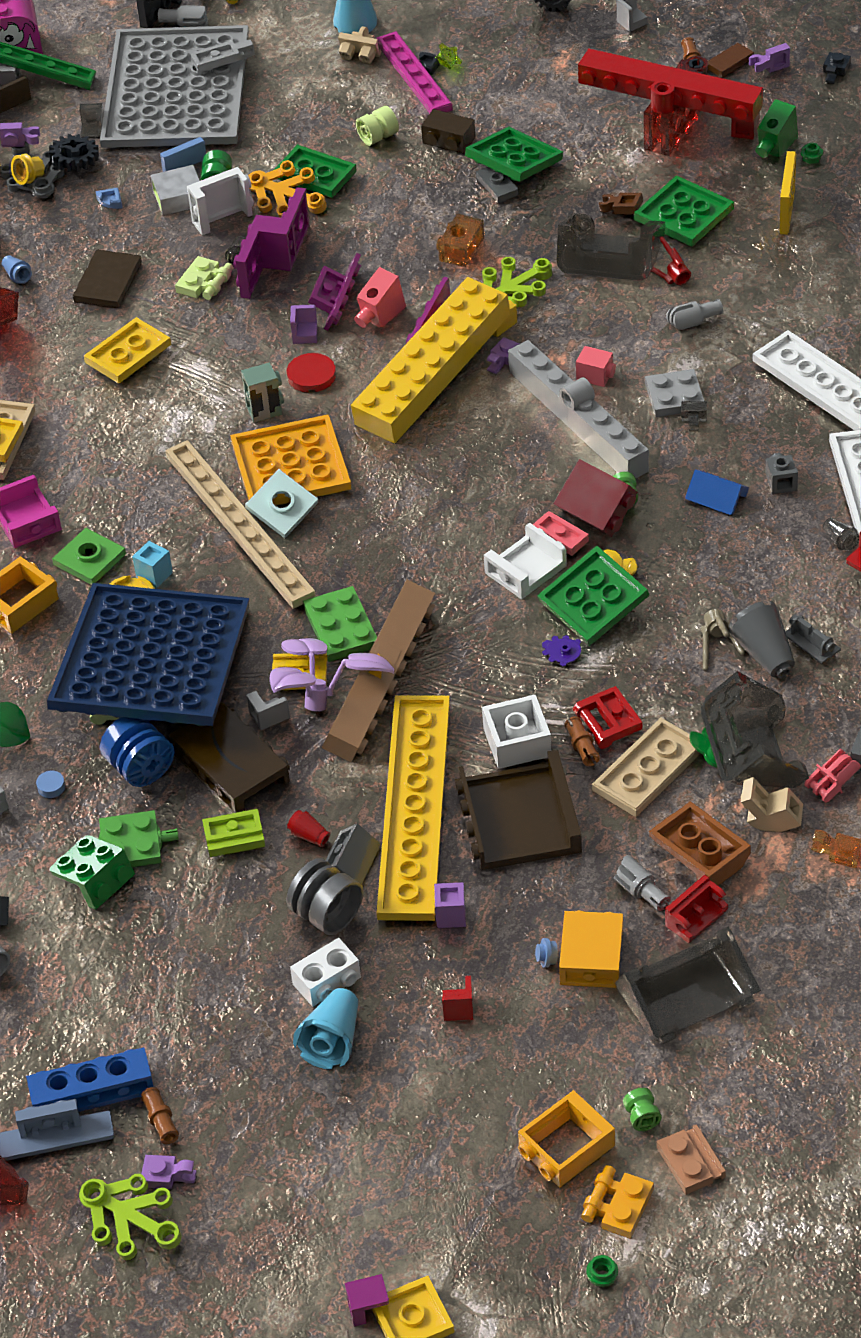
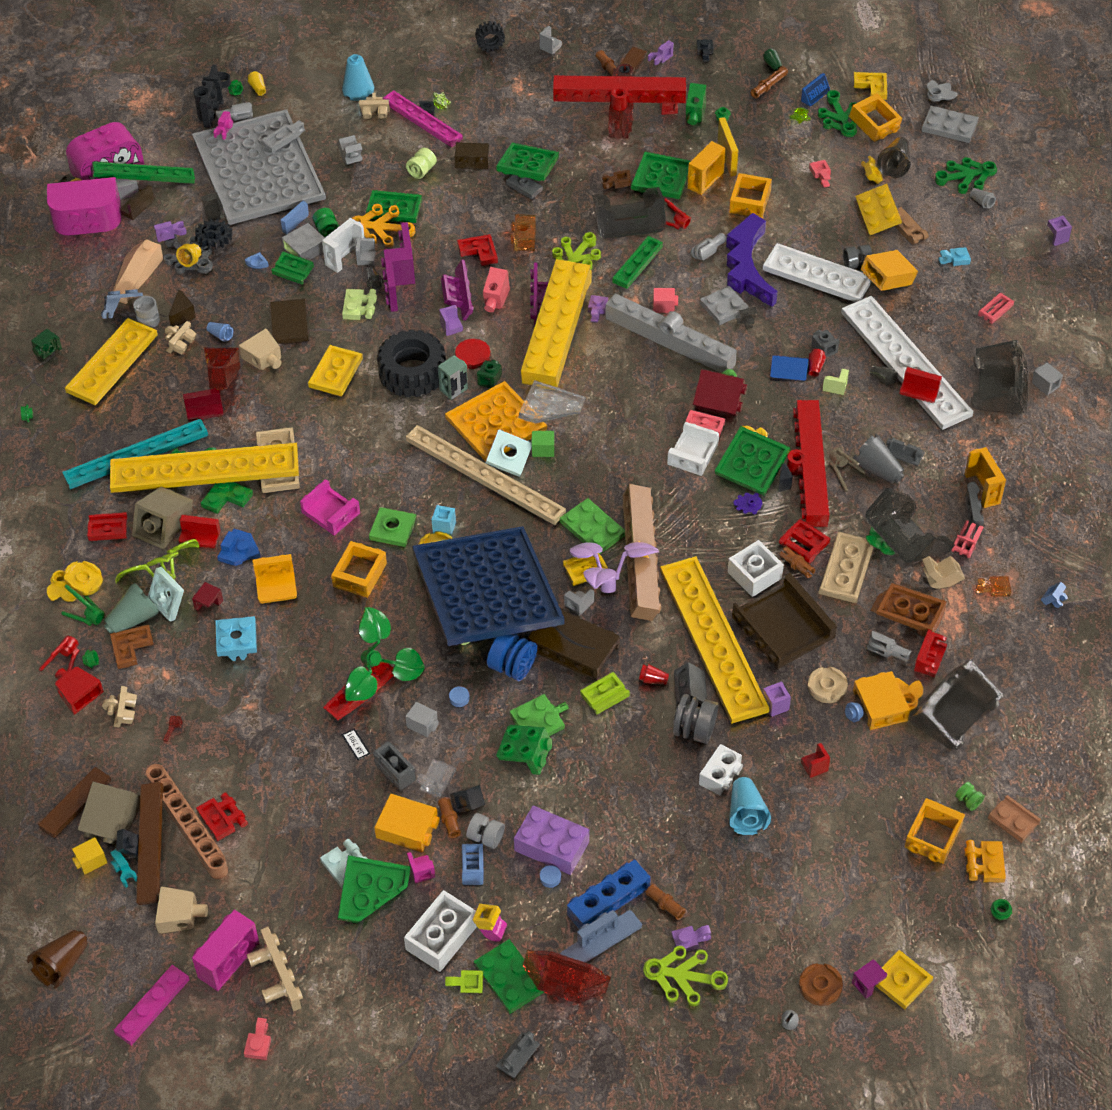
camera: 25 degrees left, 5 degrees up
(35, 1038) = (550, 876): none -> medium blue tile
(50, 304) = (261, 351): none -> tan torso
(58, 992) = (551, 840): none -> medium lavender brick
(147, 215) = (292, 267): none -> green plate
(157, 26) = (224, 124): none -> dark pink plate
(212, 344) = (405, 347): none -> black tyre
(238, 1318) = (793, 1023): none -> light grey hinge
(243, 213) = (365, 251): none -> light grey panel
(297, 90) = (350, 150): none -> light grey brick
(303, 1287) = (821, 984): none -> dark orange tile
(315, 401) = (491, 370): none -> dark green brick
(333, 504) = (542, 443): none -> bright green panel
(367, 454) = (549, 403): none -> clear plate
(396, 245) = (479, 245): none -> red plate
(534, 909) = (827, 685): none -> tan tile
(588, 311) = (637, 262): none -> green plate
(624, 630) = (785, 480): none -> black slope
(637, 951) = (911, 693): none -> light orange plate
(671, 620) = (810, 463): none -> red hinge
(725, 205) = (707, 168): none -> light orange window
(739, 323) = (743, 272): none -> dark purple arch
(755, 494) = (816, 361): none -> red cone
(769, 530) = (835, 384): none -> yellowish green panel
(788, 281) = (738, 205): none -> light orange window

